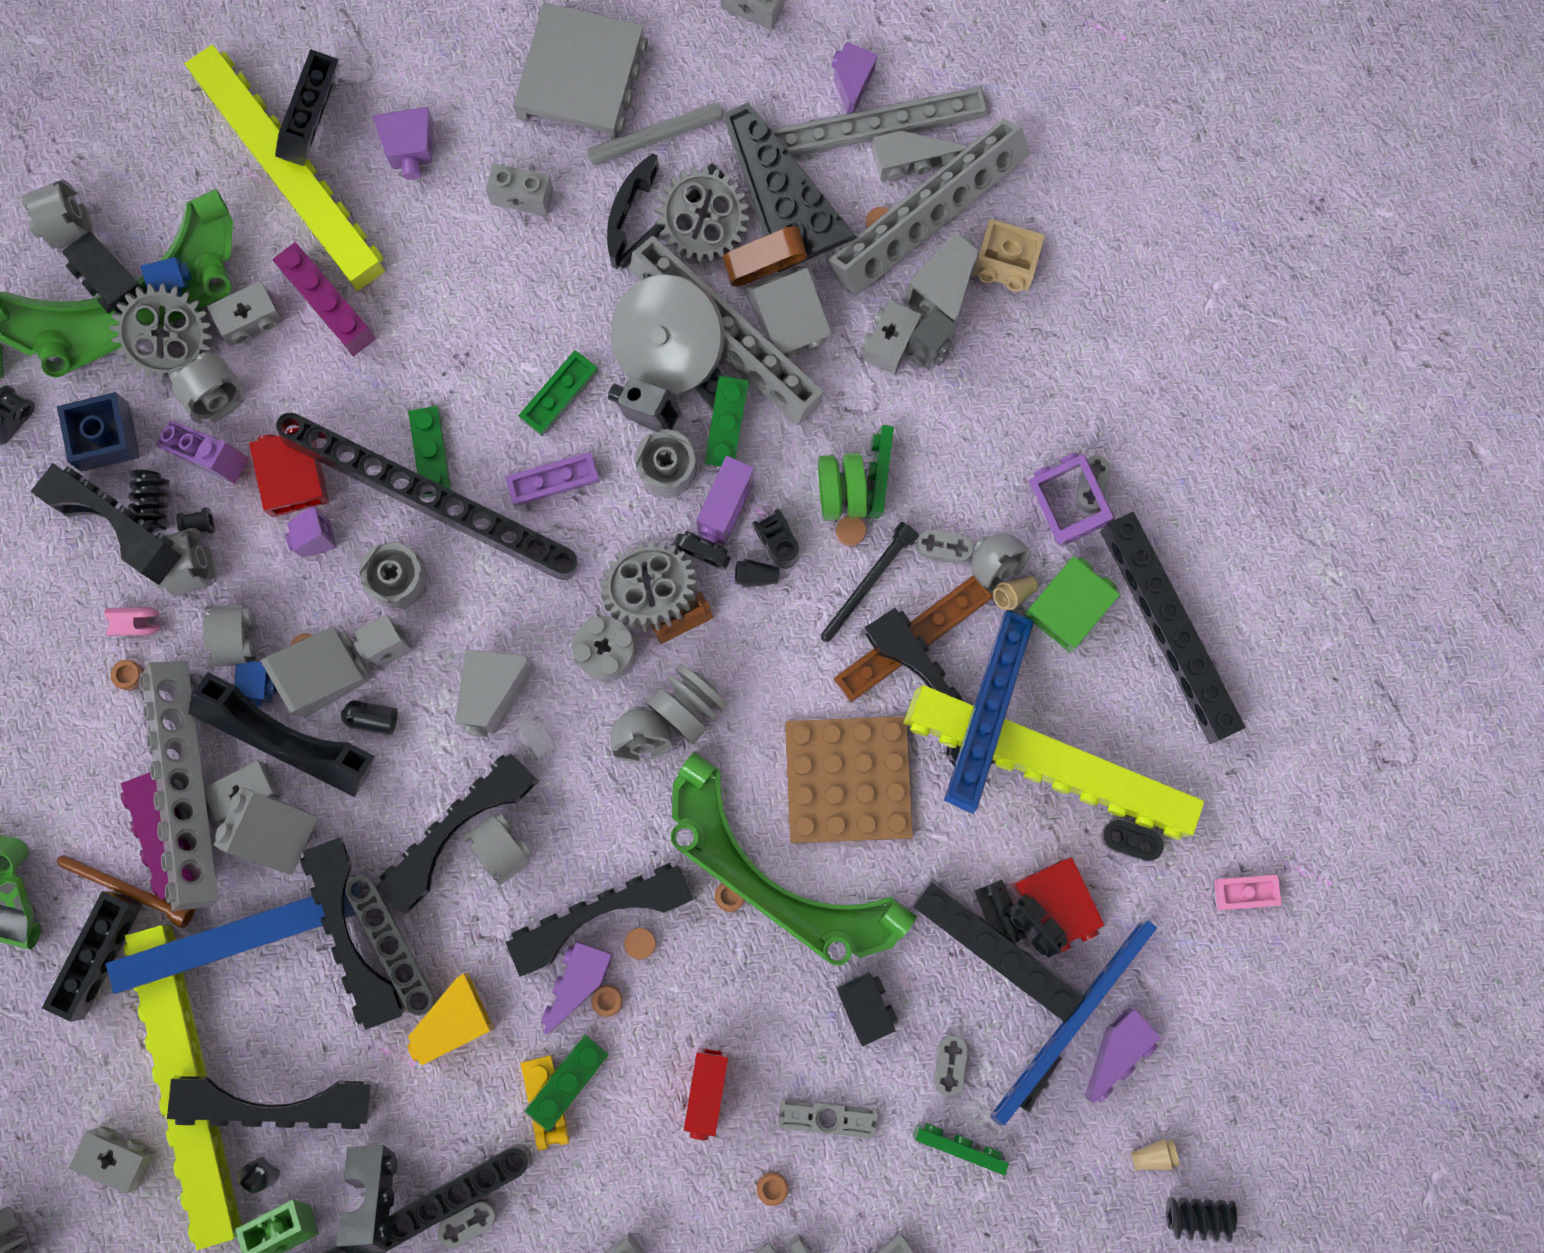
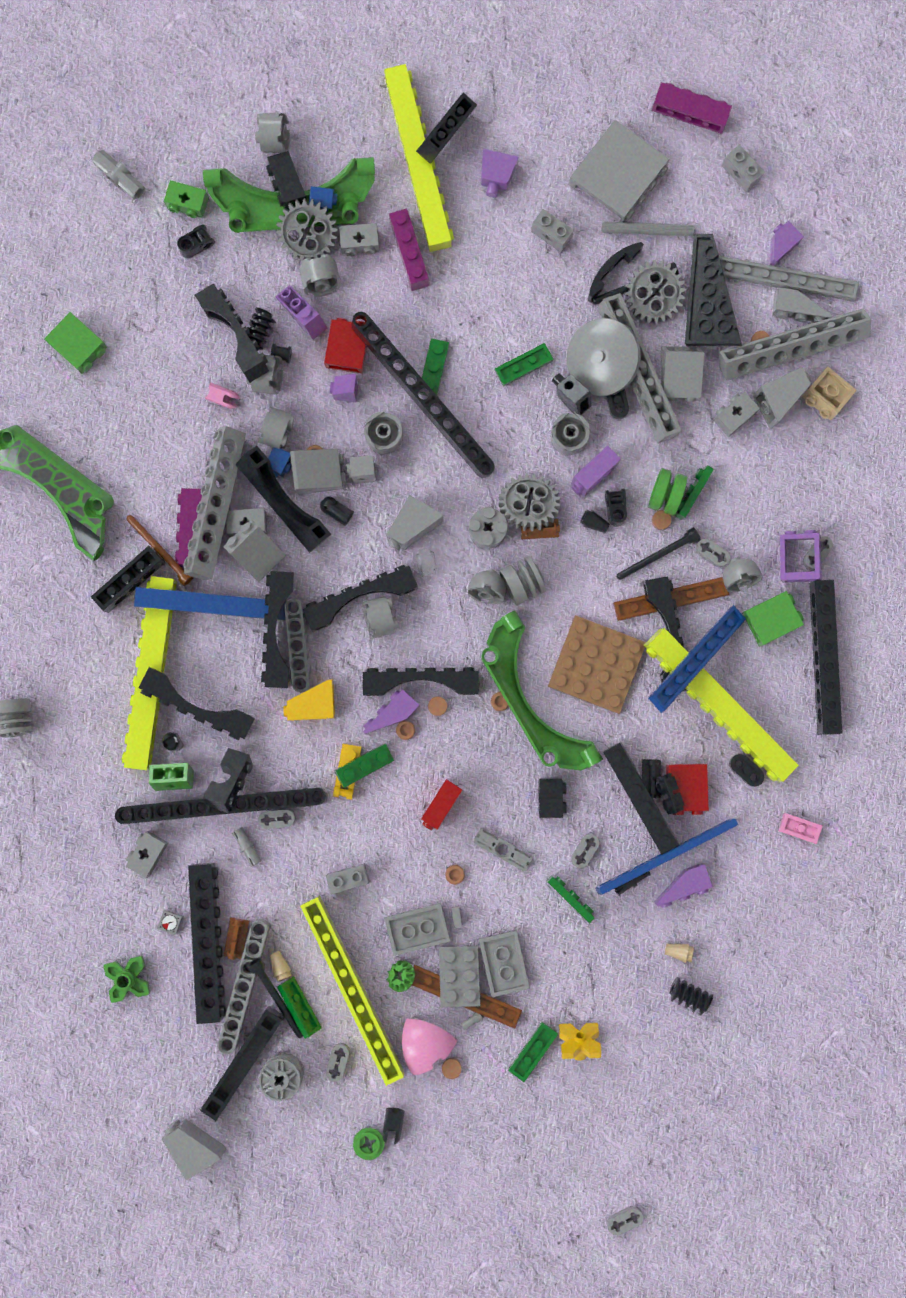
camera: 25 degrees right, 5 degrees up
(94, 1161) = (84, 693): light grey brick -> none
(98, 431) = (246, 275): dark blue brick -> none
(126, 675) = (207, 426): nougat tile -> none
(552, 479) = (499, 415): medium lavender plate -> none
(713, 555) = (565, 491): black plate -> none
(726, 420) = (616, 423): green plate -> none
(765, 256) = (681, 333): beam -> none
(932, 340) = (759, 427): dark grey brick -> none
(1013, 592) = (741, 597): tan cone -> none

